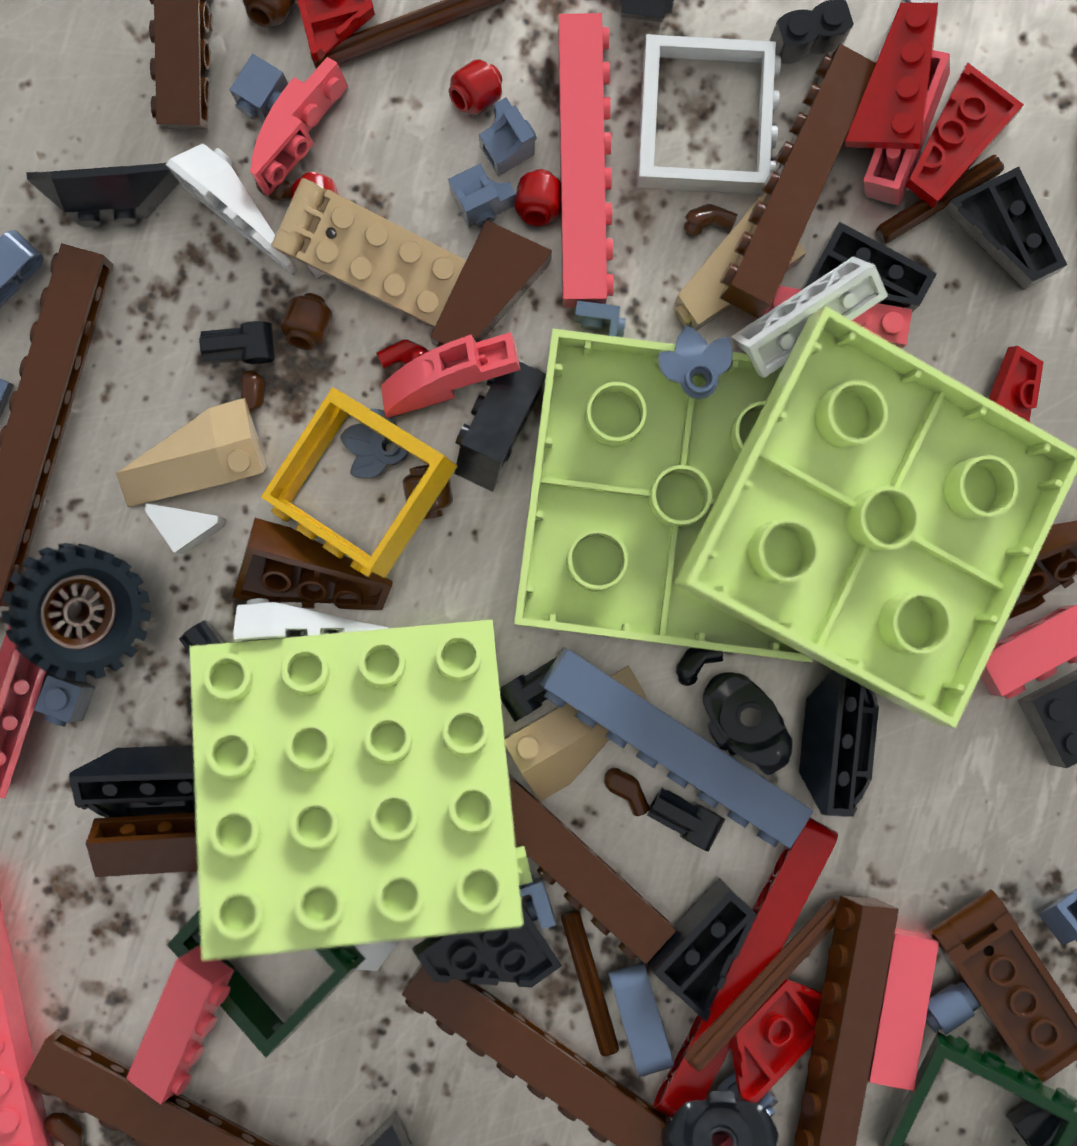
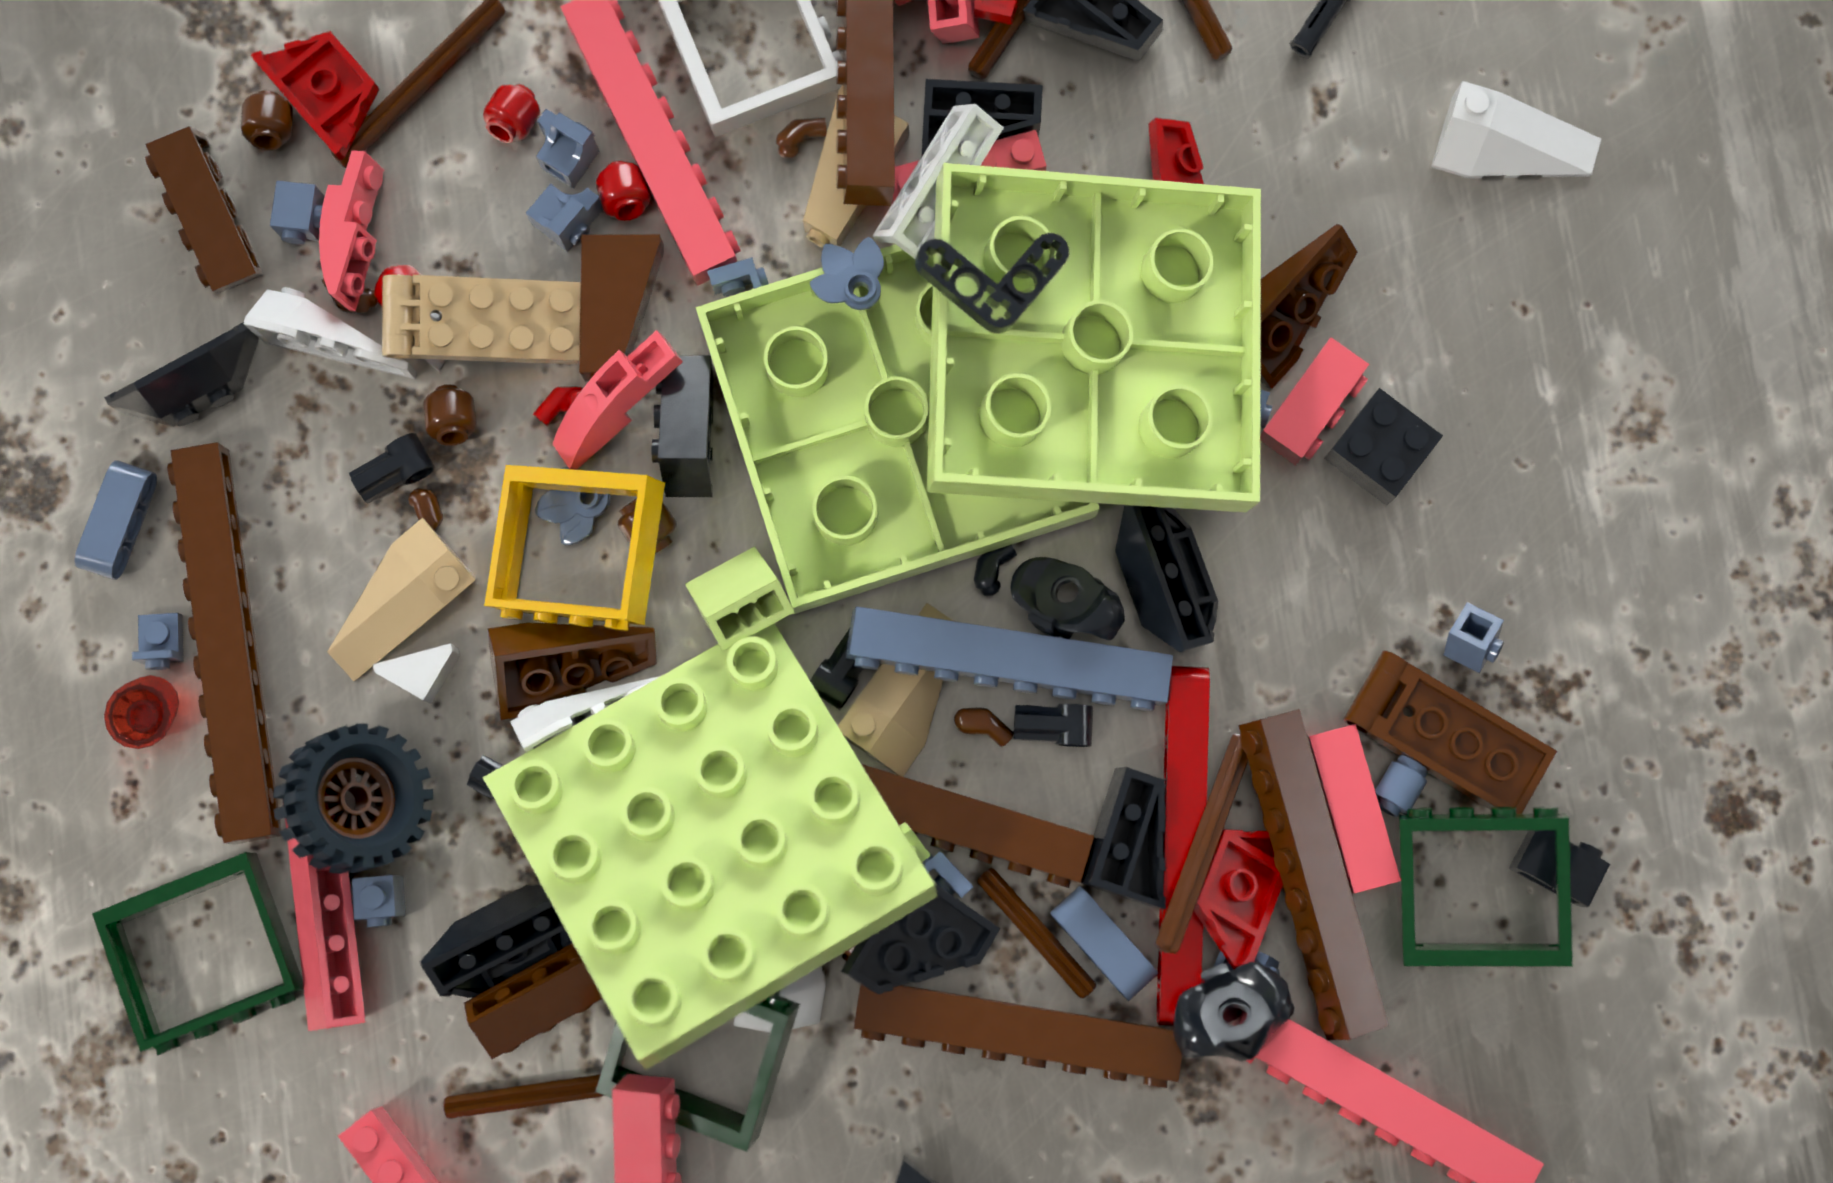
camera: 20 degrees left, 5 degrees down
(107, 915) = (521, 1096): none -> reddish brown axle
(474, 593) = (739, 598): none -> yellowish green brick
(822, 446) = (1000, 294): none -> black beam

